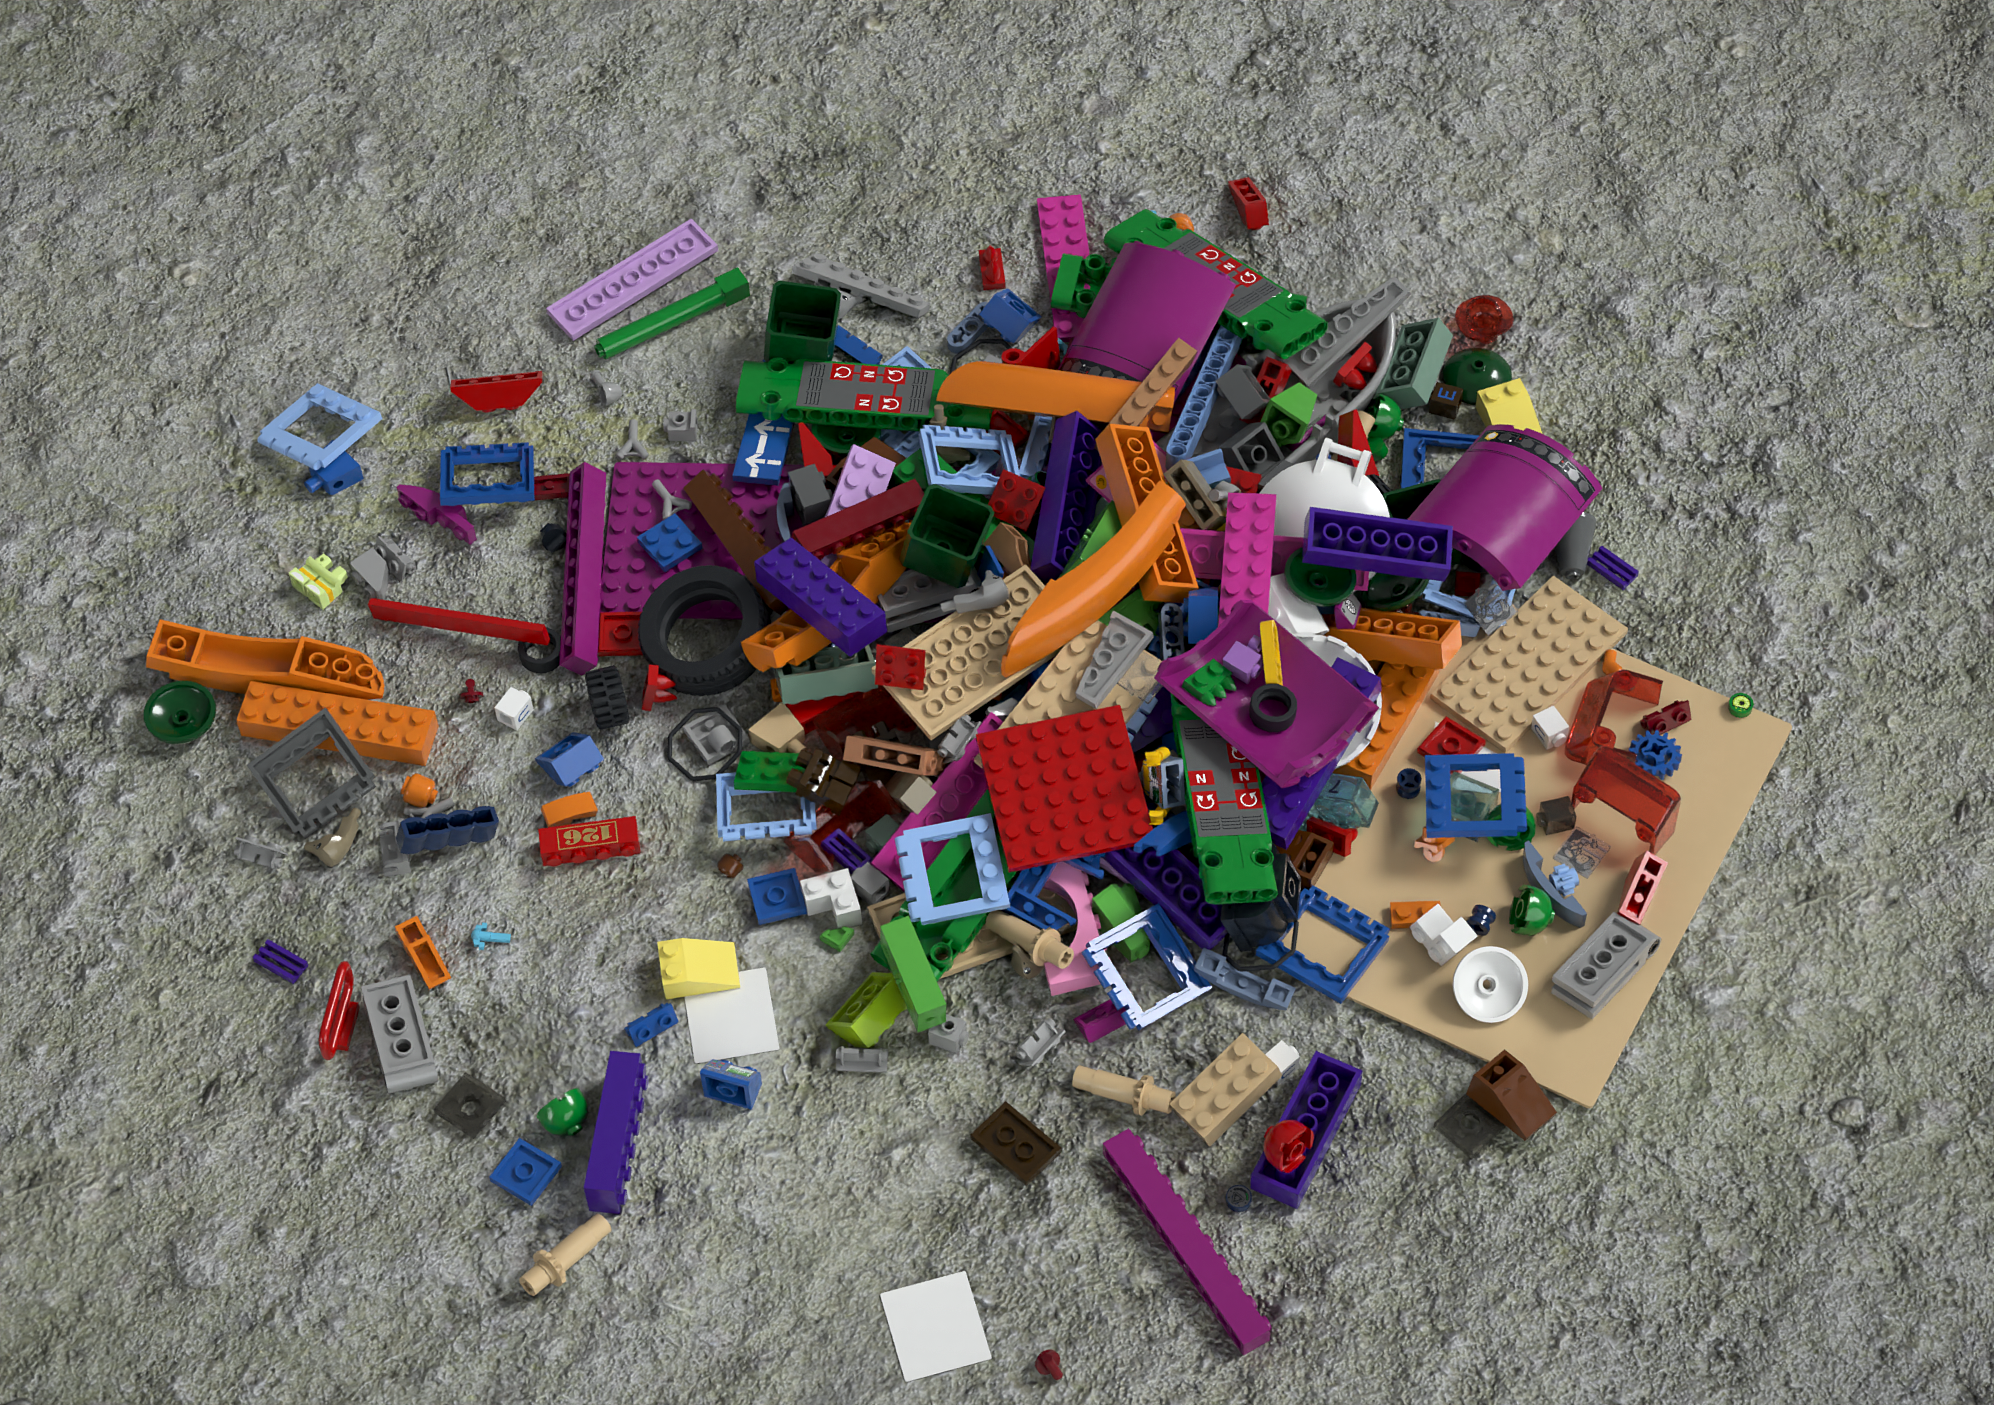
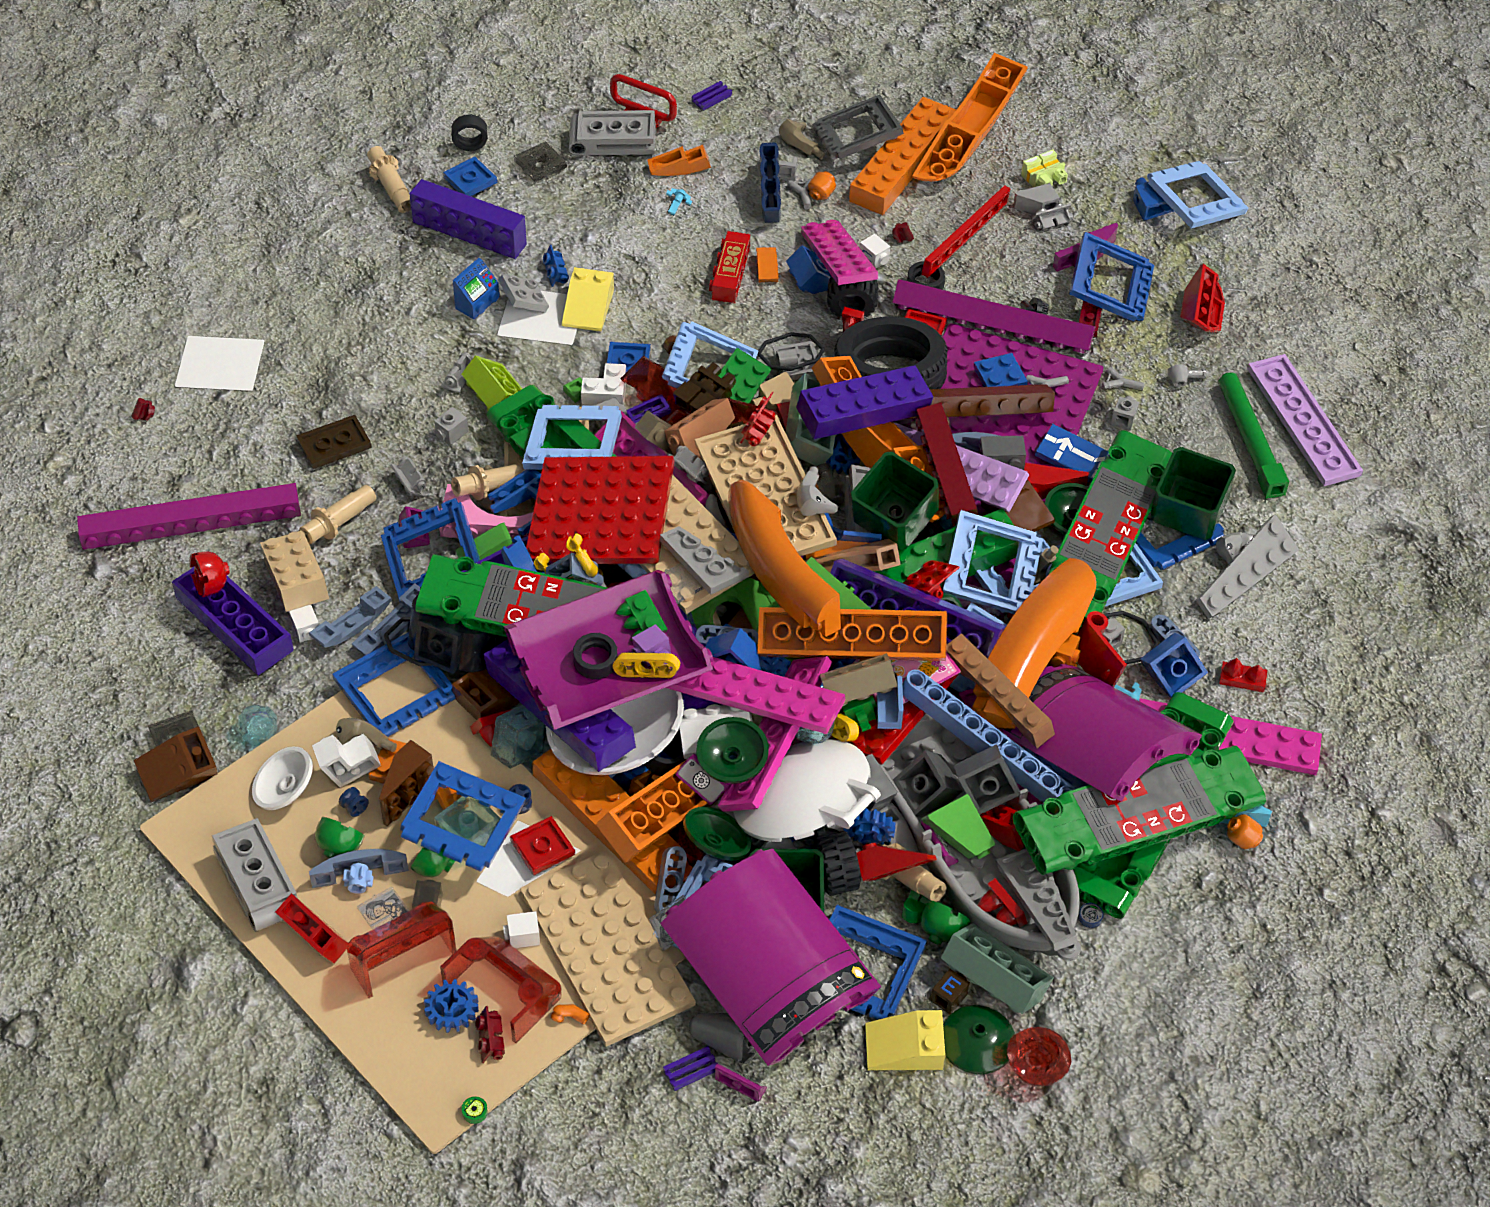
camera: 105 degrees right, 5 degrees down
(176, 703) = (946, 75): dark green dish -> none
(269, 854) = (810, 100): light grey hinge -> none
(454, 1192) = (469, 121): none -> black tyre
(557, 717) = (839, 252): none -> dark pink plate
(564, 1114) = (500, 195): green cylinder -> none
(715, 1032) = (523, 293): none -> light grey plate
(913, 974) = (489, 386): bright green brick -> none
(1221, 492) = (854, 707): light grey bar -> none
(1249, 203) = (1265, 905): red slope -> none
(1254, 1024) = (353, 621): none -> sand blue slope
(1377, 544) = (737, 793): dark purple brick -> none
(1399, 952) = (352, 727): none -> dark tan animal
(1425, 1051) = (257, 724): none -> clear light blue hair
(1446, 875) = (404, 780): none -> reddish brown slope
(1606, 526) = (739, 1082): none -> magenta slope

